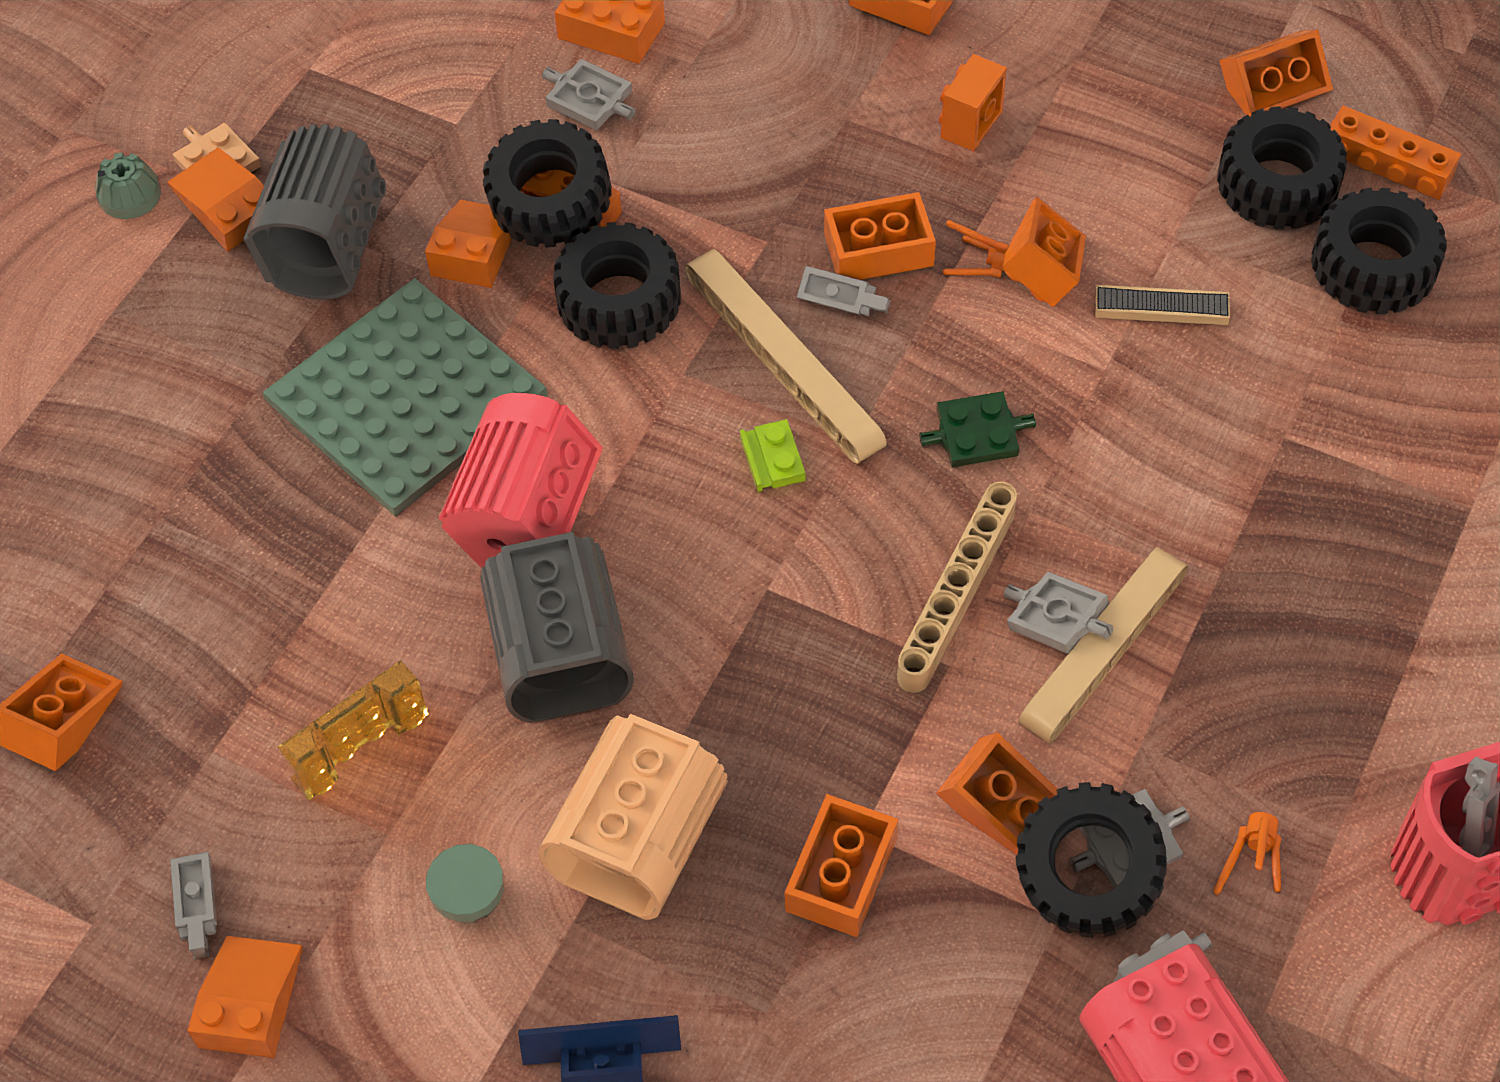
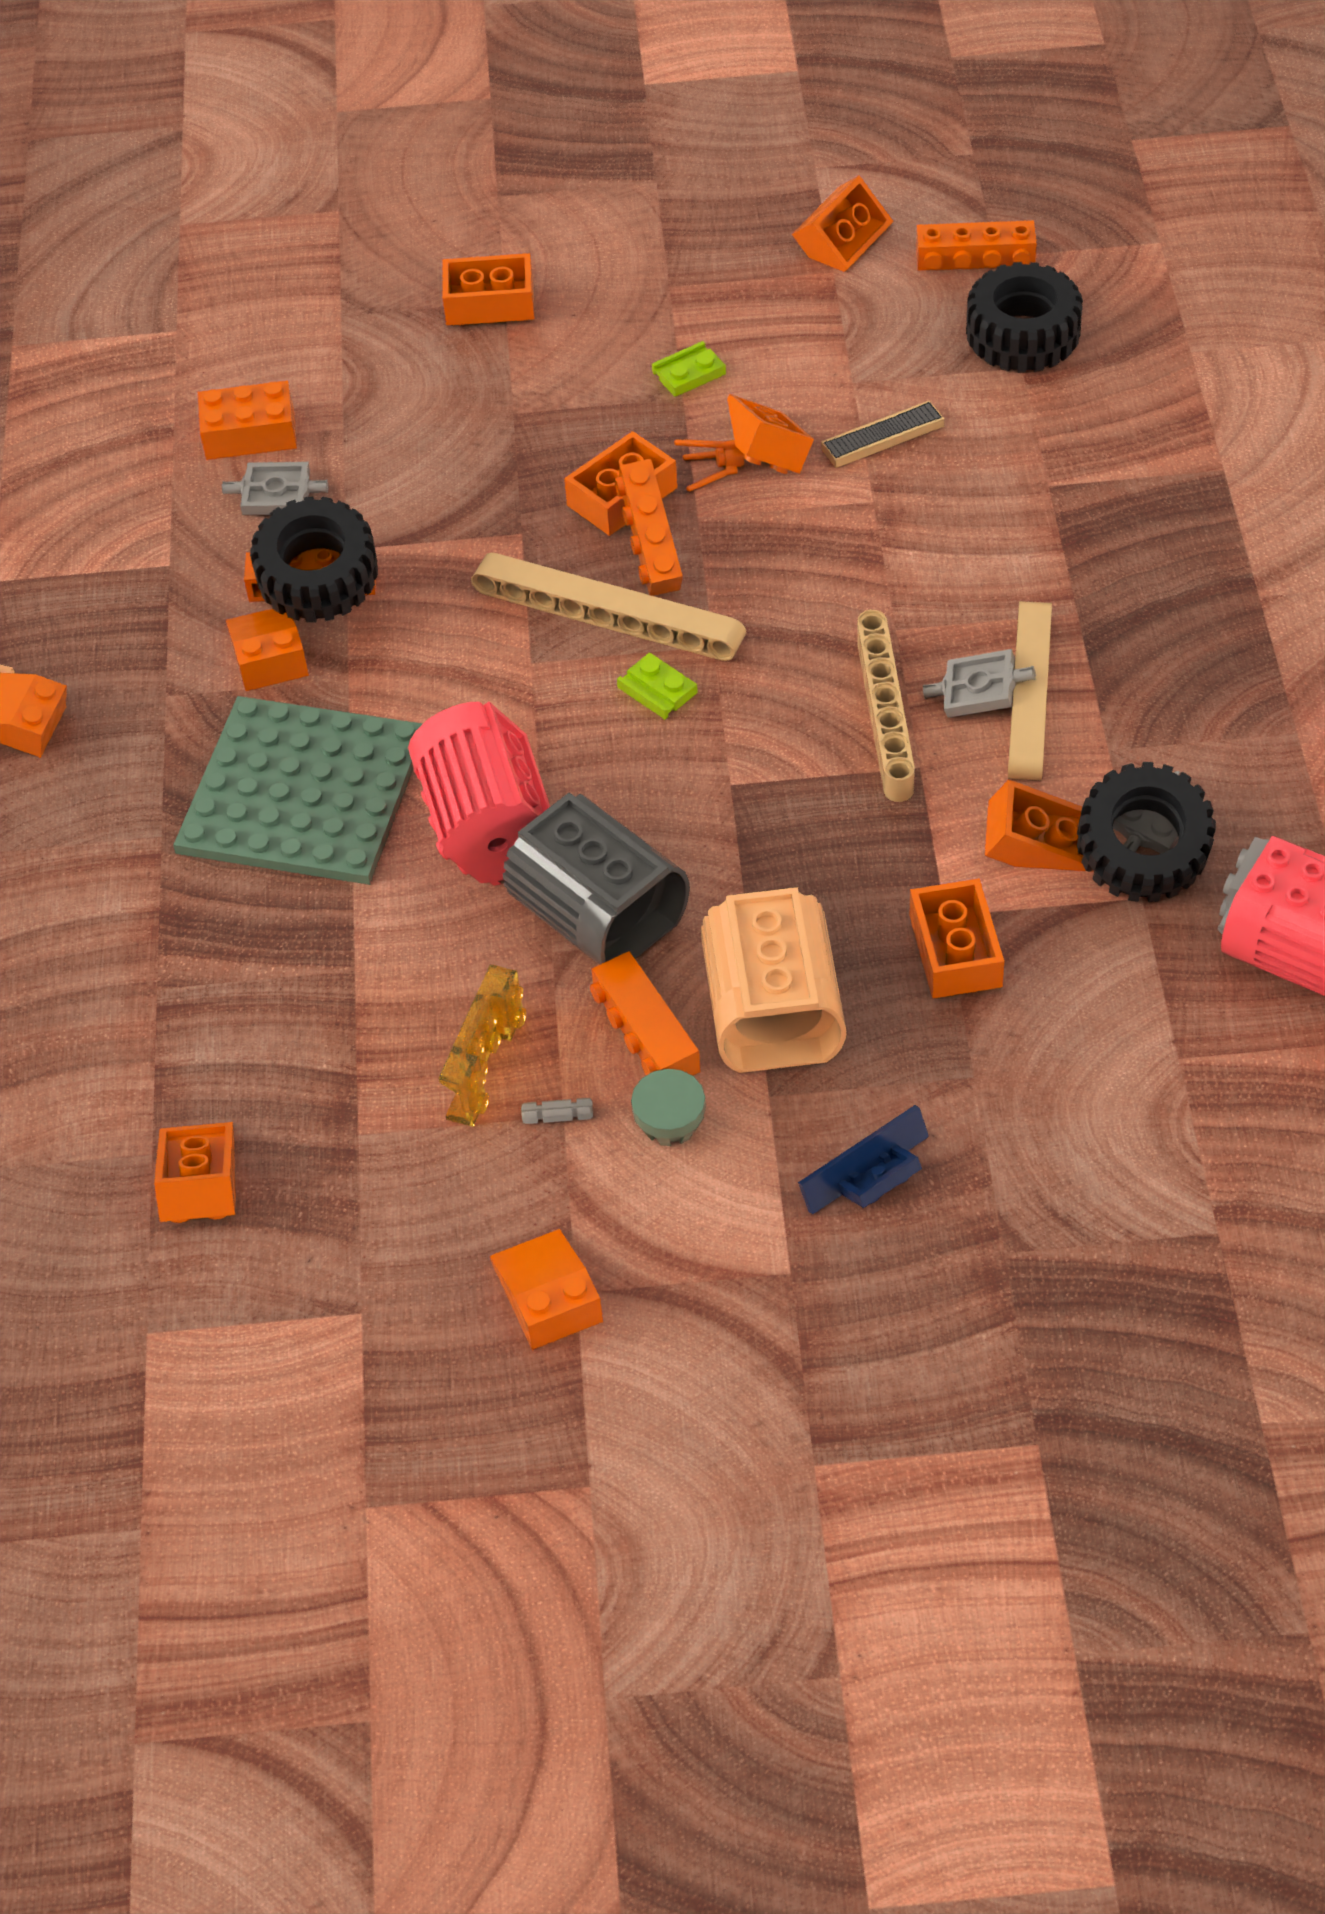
camera: 30 degrees left, 5 degrees down
(194, 901) = (442, 1244): light grey hinge -> none
(316, 213) = (121, 675): dark grey piece -> none
(382, 828) = (557, 1110): none -> light grey axle
(511, 785) = (643, 1016): none -> orange brick
(611, 253) = (433, 645): black tyre -> none
(840, 292) = (605, 542): light grey hinge -> none
(863, 296) = (649, 527): none -> orange brick
(972, 102) = (617, 348): orange brick -> none
(977, 429) = (809, 588): dark green plate -> none
(1031, 151) = (688, 369): none -> lime plate
(1261, 837) = (1248, 762): orange plant -> none
(1288, 138) = (903, 265): black tyre -> none

